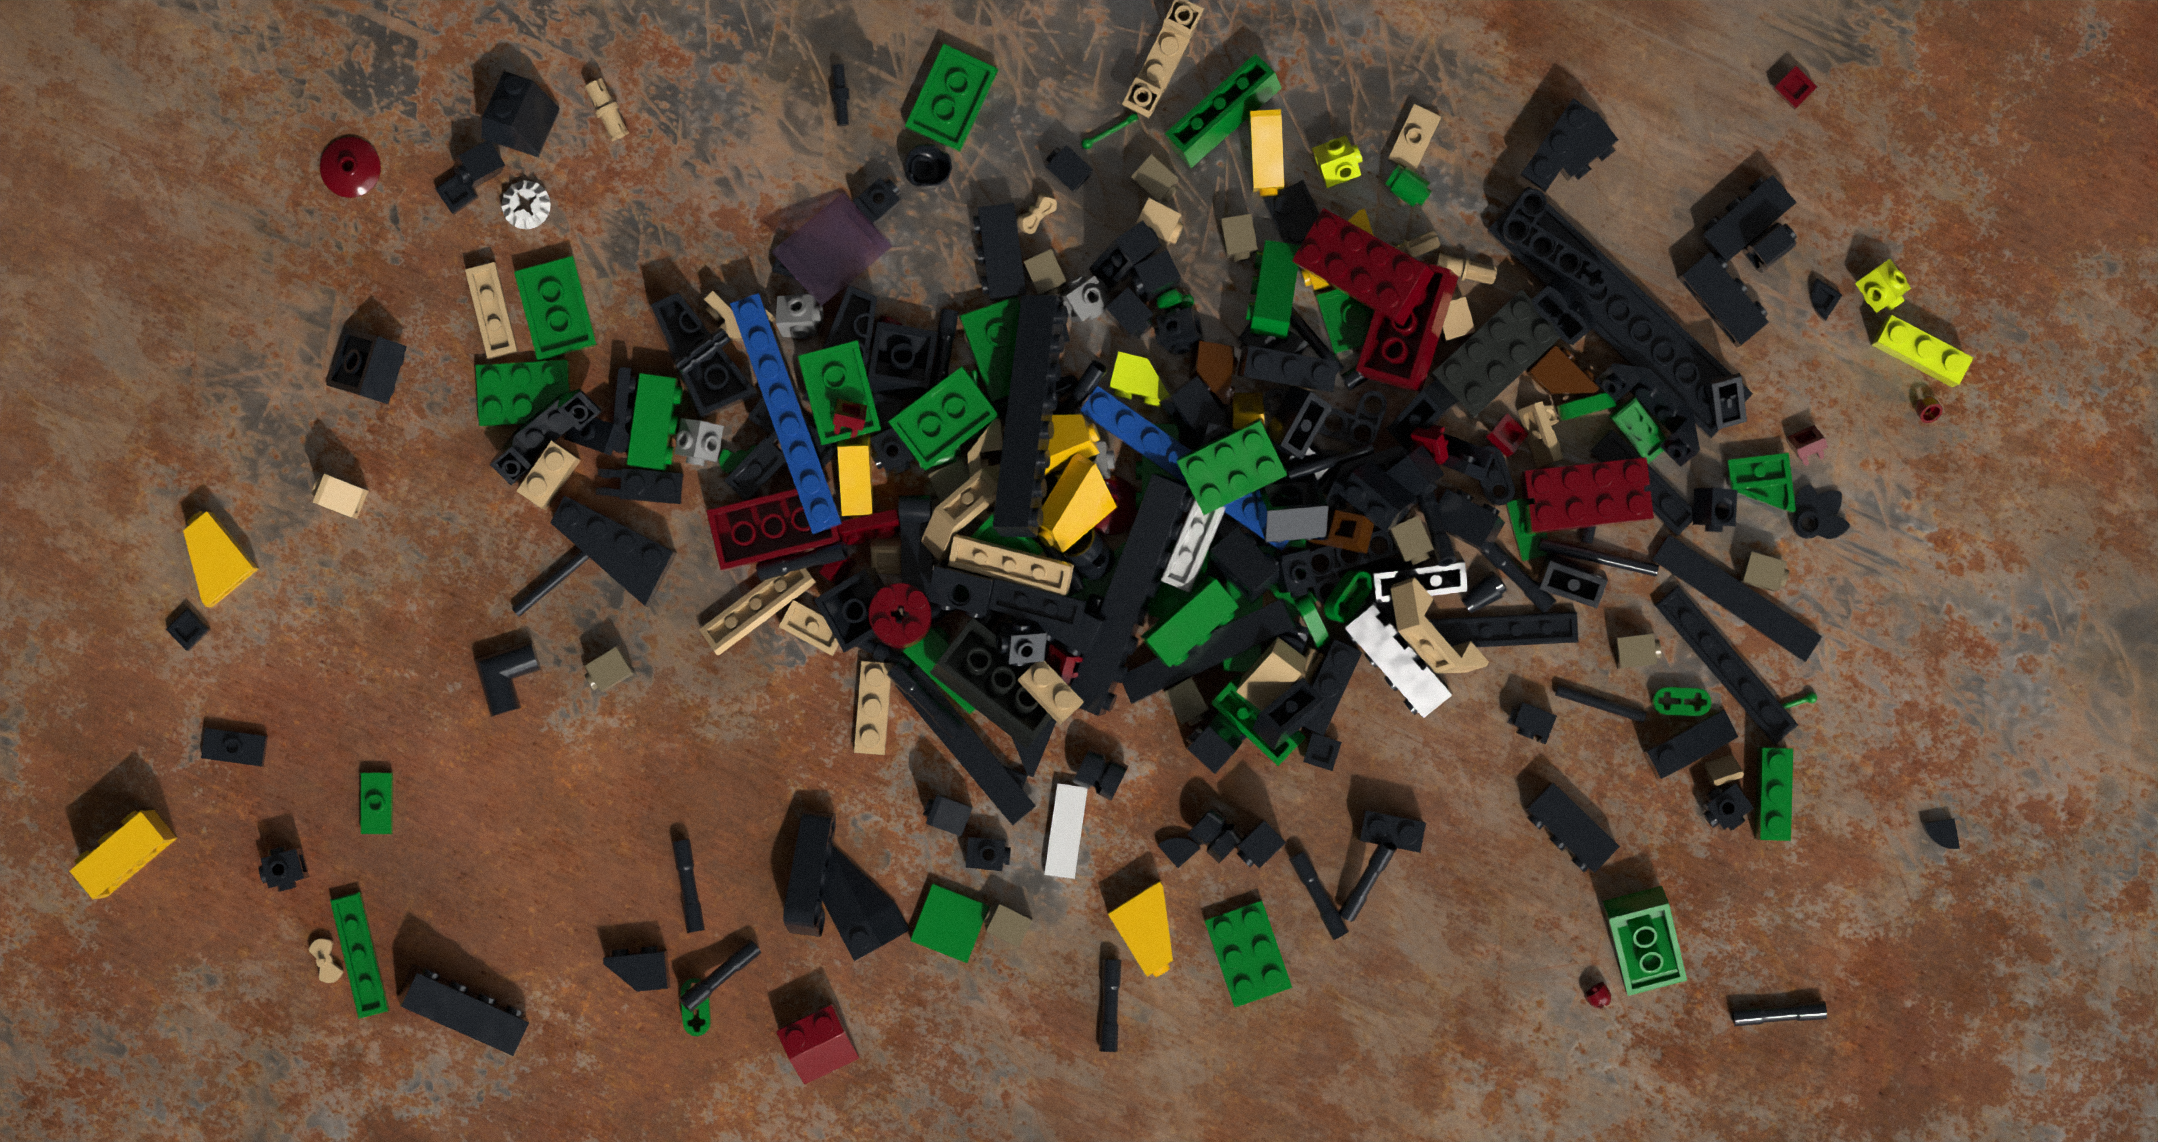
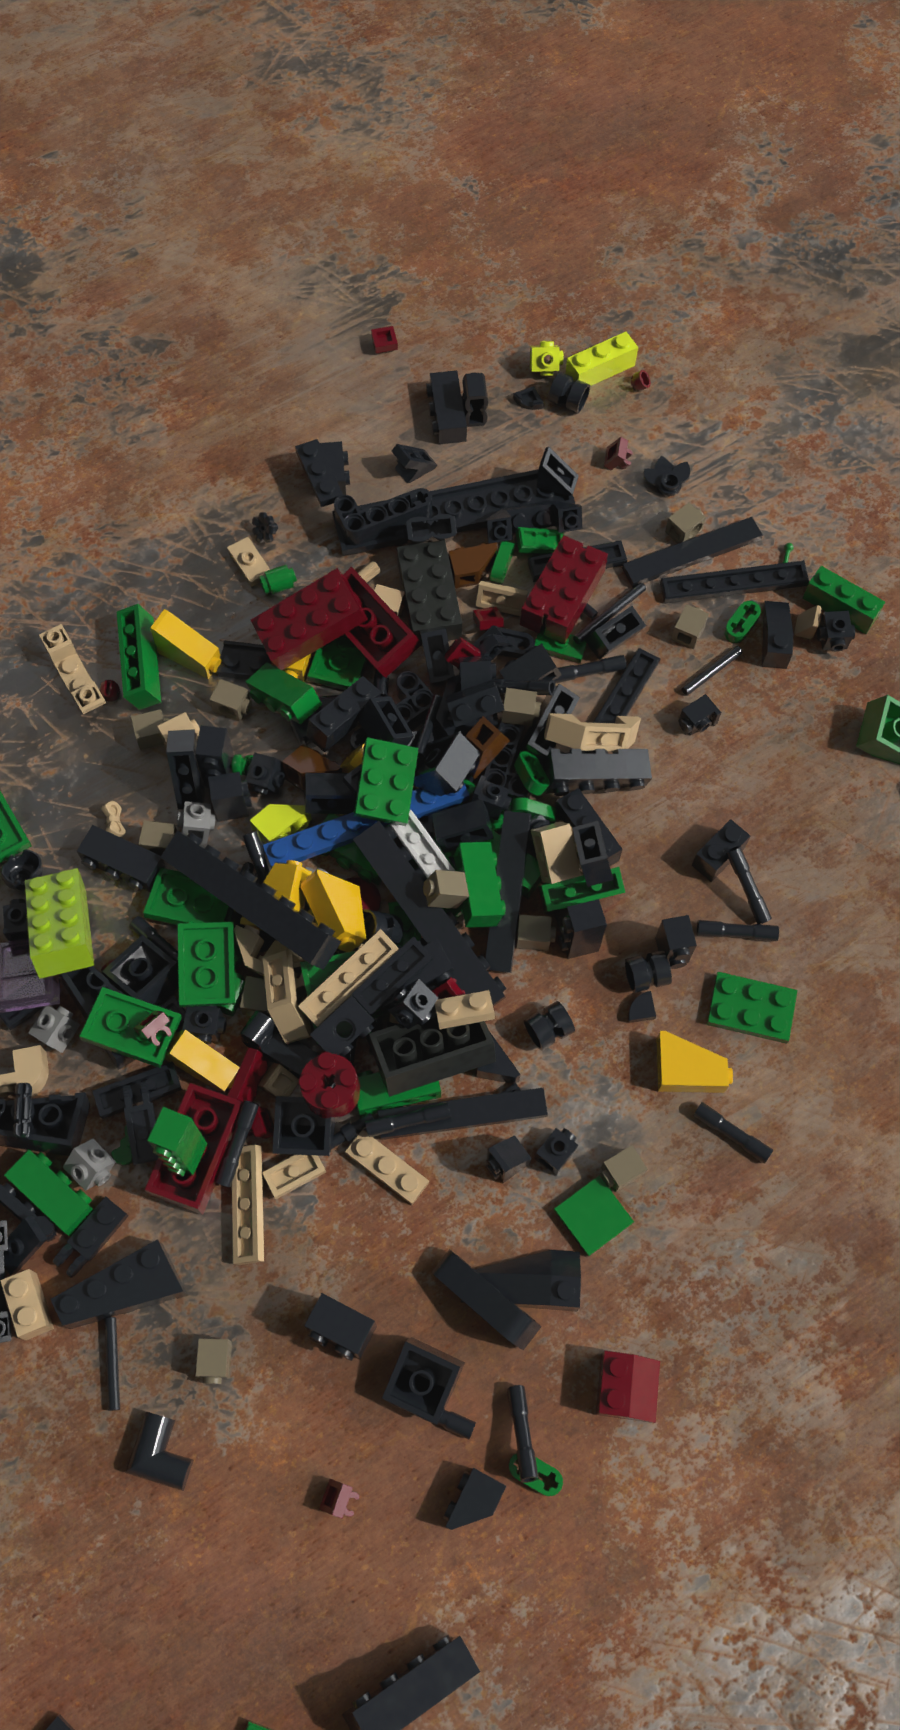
camera: 65 degrees left, 20 degrees down
(376, 803) = (184, 1649): green plate -> none
(567, 851) = (337, 1498): none -> dark red tile
(703, 763) = (340, 1326): none -> black brick
(708, 863) = (423, 1380): none -> black slope
(754, 523) = (177, 1142): none -> green brick
(785, 413) = (117, 1079): blue plate -> none
(895, 248) = (58, 923): none -> lime brick
(1065, 831) = (576, 1081): white tile -> none
(1068, 168) = (99, 779): black brick -> none
(1088, 142) = (92, 760): green hinge -> none
(1159, 596) = (446, 889): none -> dark tan brick
(1175, 109) = (114, 690): none -> dark red hinge
(1322, 752) = (632, 864): black plate -> none
(1337, 161) = (227, 610): neon yellow brick -> none
(1462, 128) = (264, 528): none -> black plant
(1484, 592) = (587, 690): black cone -> none
(1571, 828) = (790, 735): black brick -> none
(1652, 230) = (412, 462): none -> black slope
(1715, 508) = (624, 525): black brick -> none
(1724, 299) = (489, 447): black brick -> none
(1764, 479) = (624, 491): green wing -> none
(1854, 341) = (568, 392): none -> black wheel

